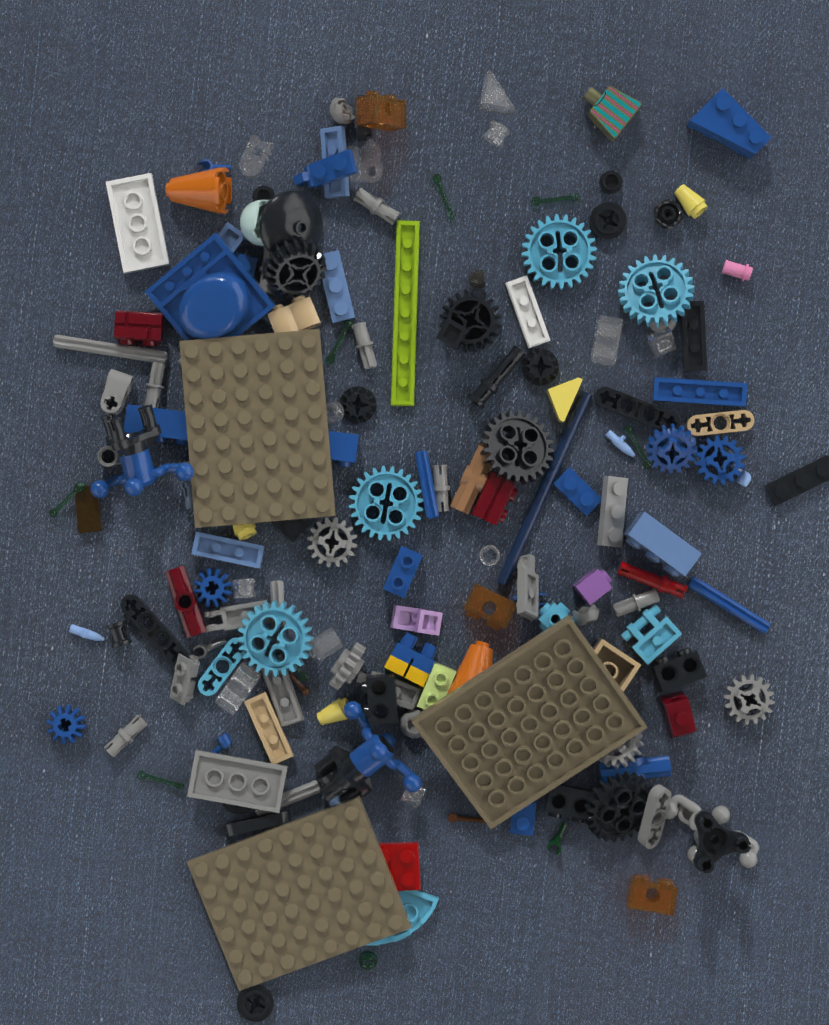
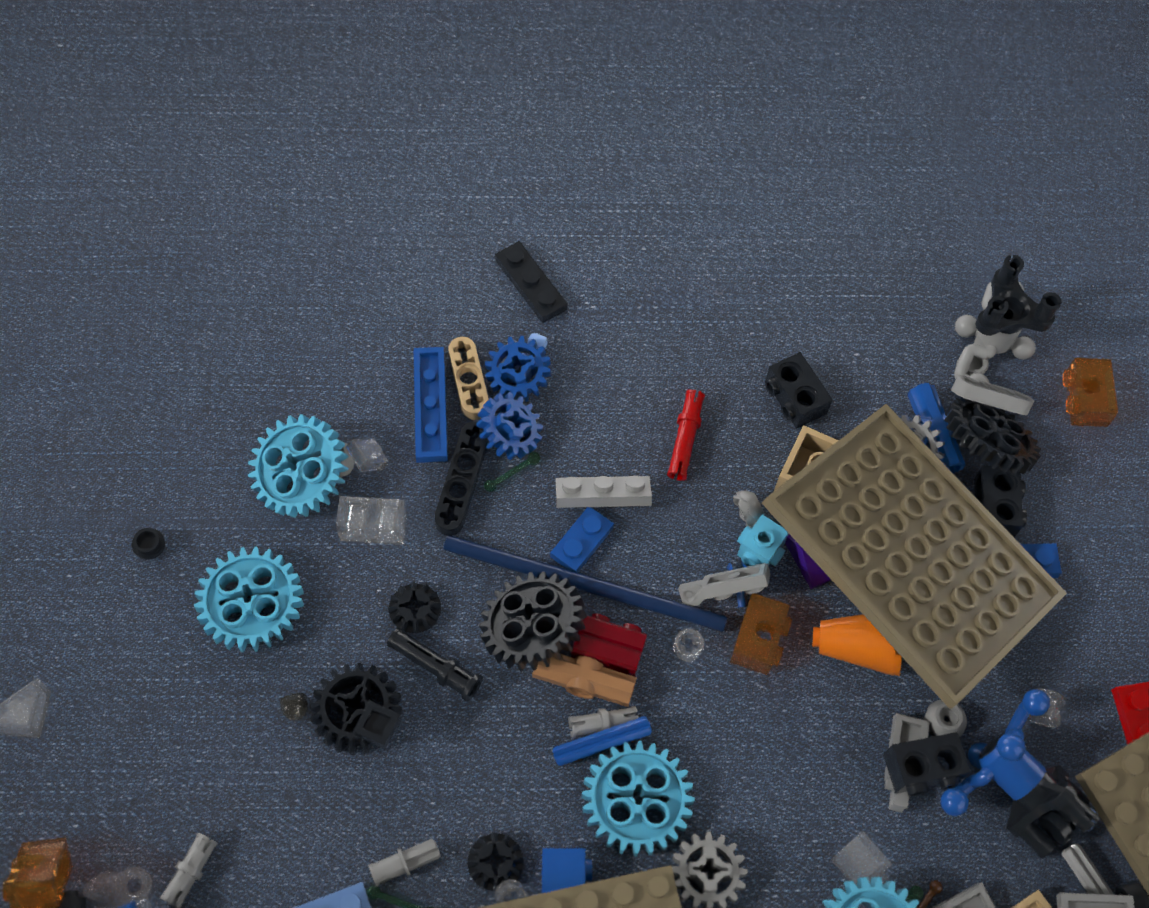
camera: 95 degrees left, 25 degrees down
(333, 712) = (958, 836): light yellow cone -> none
(347, 666) = (890, 820): light grey gear -> none
(402, 572) = (734, 760): blue brick -> none
(405, 313) = (349, 807): lime tile -> none
(416, 620) = (798, 735): lavender slope -> none
(421, 664) = (862, 733): blue hips -> none
(436, 686) = (889, 691): yellowish green hinge -> none
(437, 179) = (146, 785): clear green hinge -> none
(452, 817) = (1060, 652): reddish brown hinge -> none
(496, 134) = (77, 704): clear wheel -> none
(527, 312) = (337, 634): white tile -> none
(536, 200) = (176, 640): clear green hinge -> none
(557, 839) = (1054, 515): dark green hand -> none
(563, 397) = (456, 569): light yellow slope -> none
(593, 585) = (709, 498): medium lavender brick -> none
(604, 210) = (199, 529): black gear -> none
(611, 110) = (46, 551): olive torso -> none
(620, 443) = (509, 494): light blue helmet -> none
(636, 602) = (719, 450): light grey axle -> none
(656, 639) = (761, 420): medium azure plate -> none
(661, 545) = (639, 421): medium blue brick -> none
(670, 207) = (188, 458): black plate -> none
(678, 714) = (860, 380): dark red torso -> none
(691, 202) = (173, 440): light yellow cone -> none
(694, 338) = (362, 416): black plate -> none
(729, 605) = (701, 345): blue axle -> none
(730, 125) = (68, 400): blue wedge -> none
(737, 270) = (265, 376): bright pink pin -> none
(744, 708) = (828, 317): light grey gear -> none

